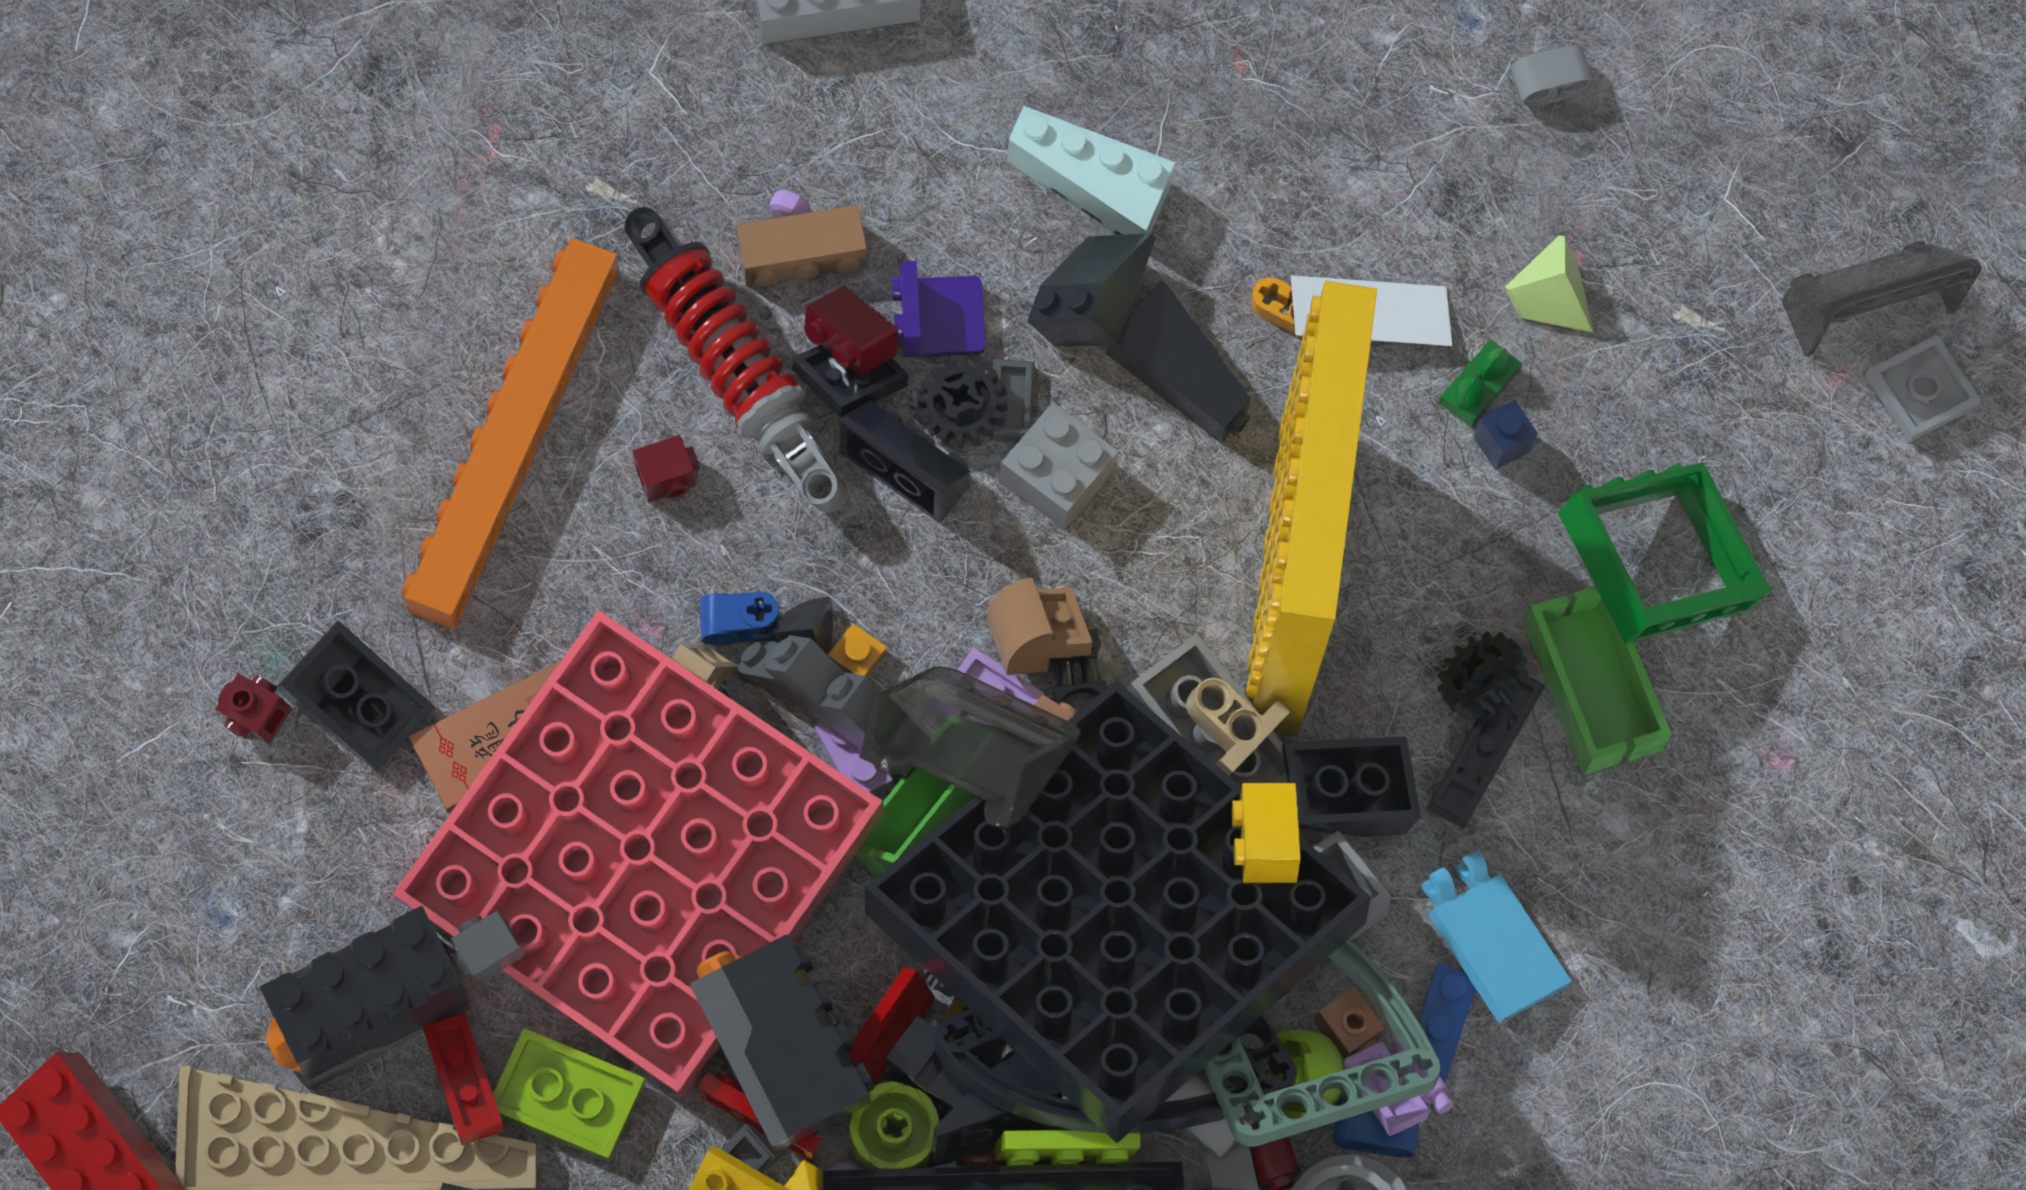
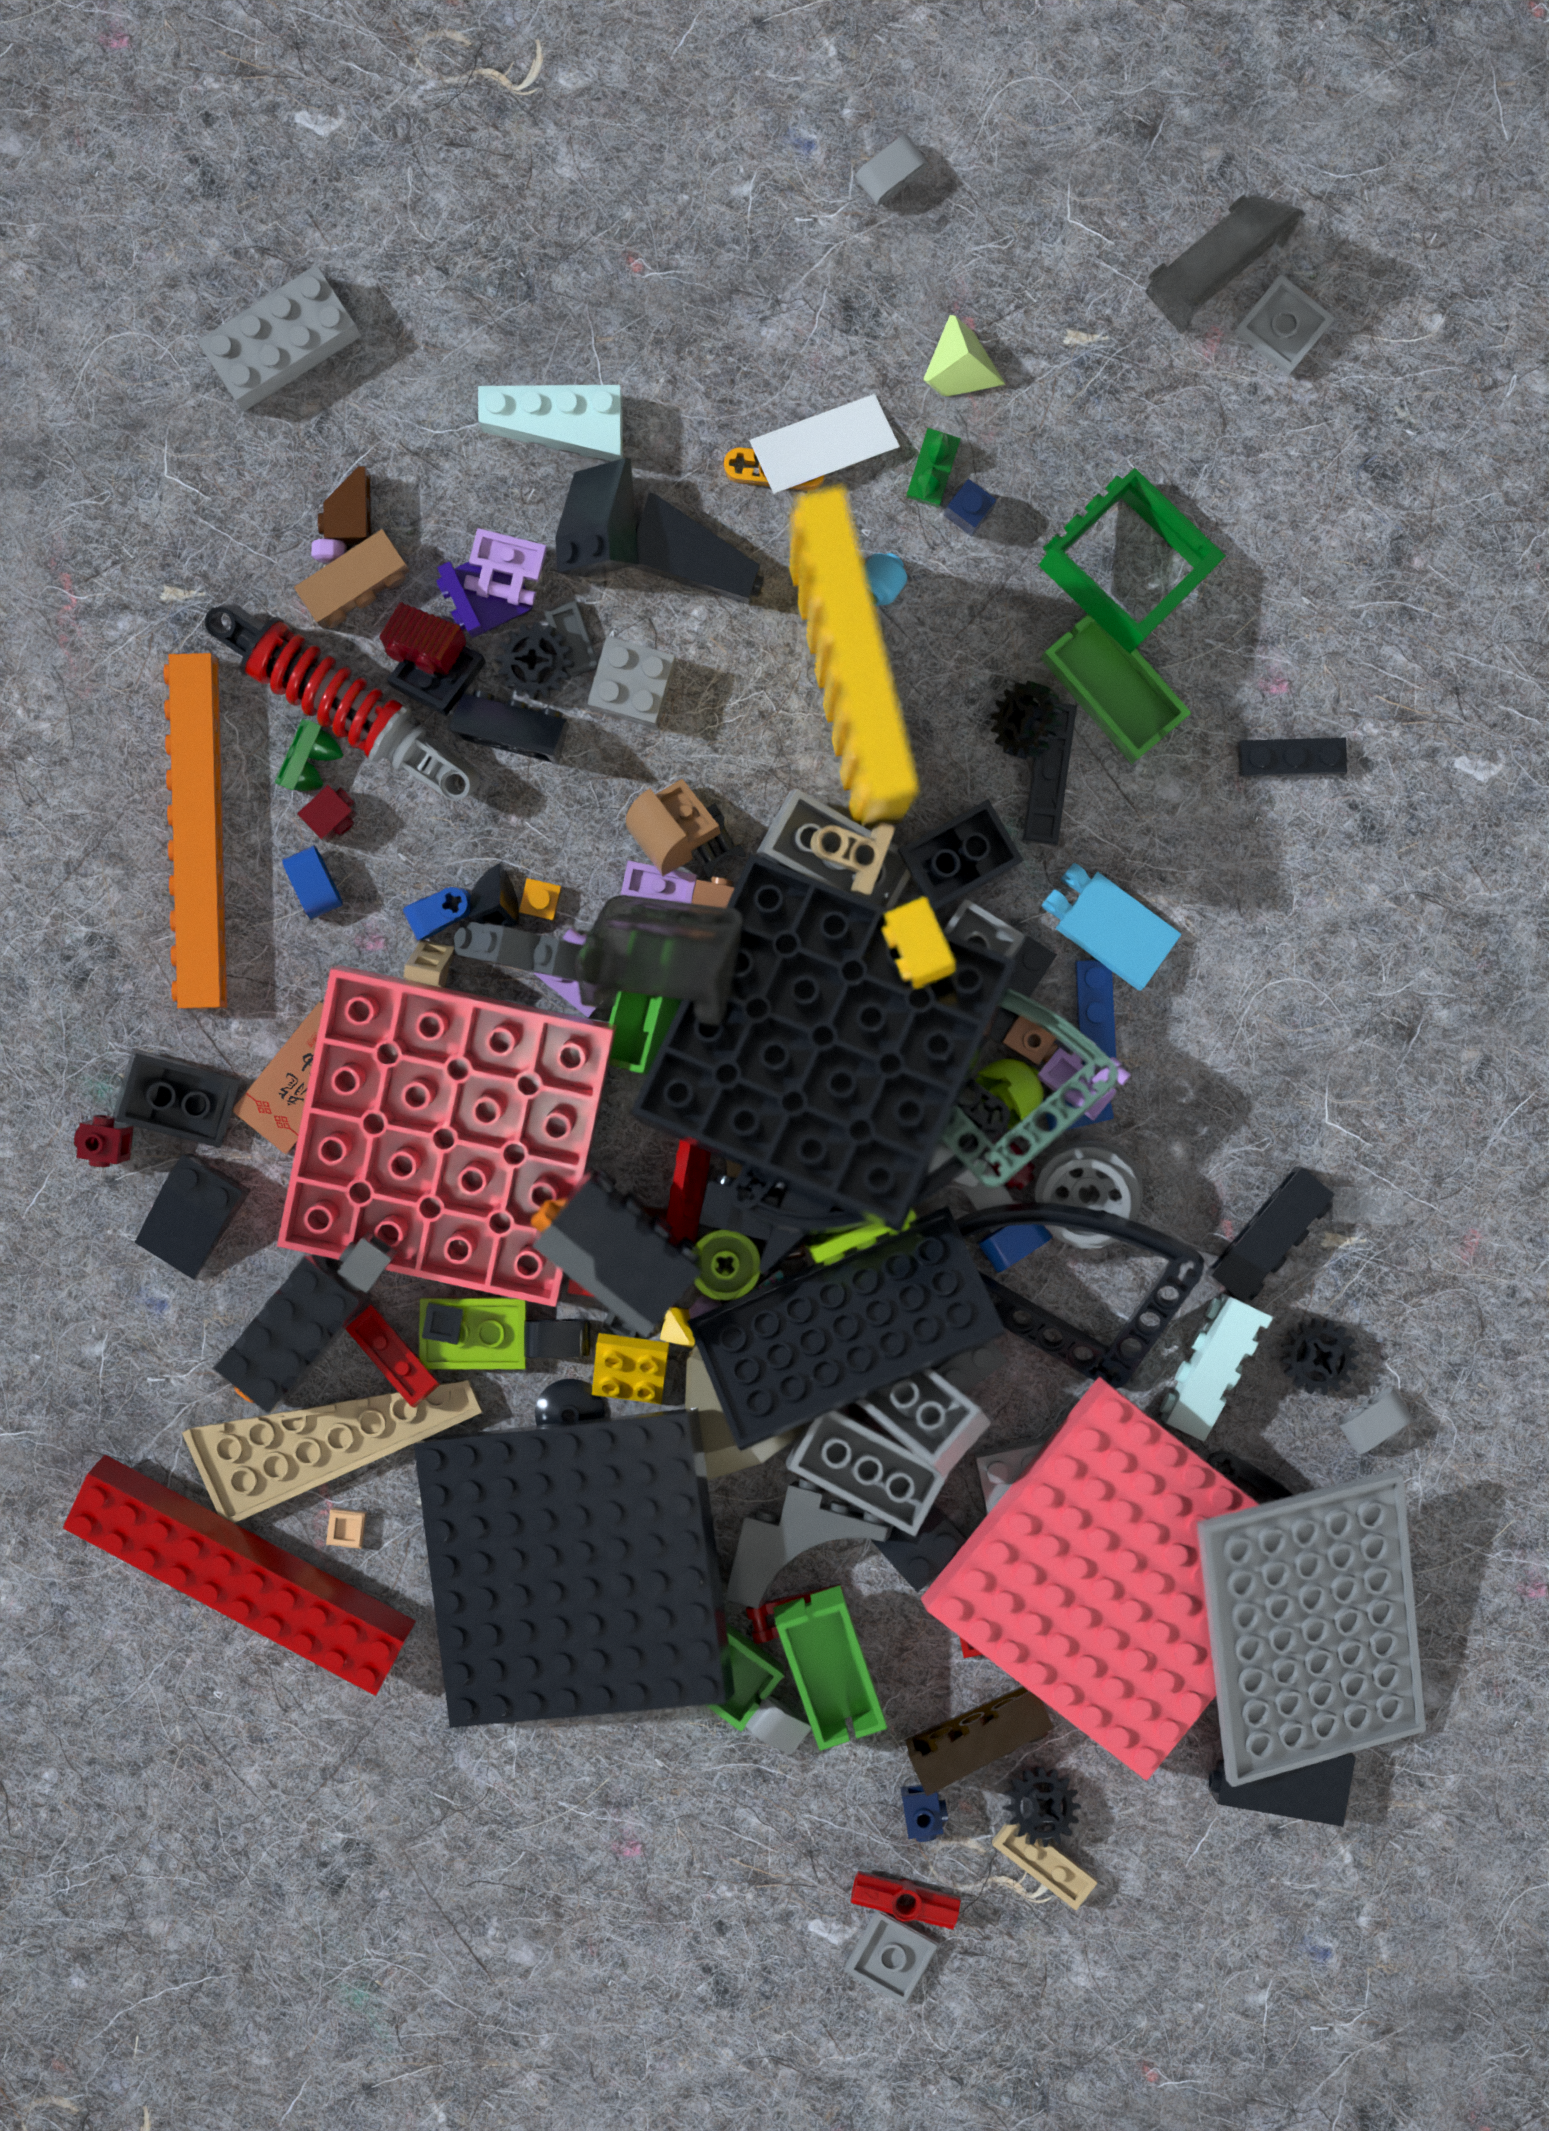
camera: 15 degrees left, 20 degrees up
(308, 830) = (191, 1214): none -> black slope
(539, 1061) = (443, 1323): none -> black plate
(614, 533) = (312, 882): none -> blue beam
(661, 1137) = (556, 1338): none -> black beam
(681, 391) = (311, 743): none -> green tile
(830, 174) = (348, 510): none -> reddish brown slope
(978, 284) = (508, 556): none -> lavender plate
(1380, 469) = (884, 577): none -> medium azure head
(1383, 944) = (1032, 964): none -> black plate
(1771, 841) = (1292, 757): none -> black plate

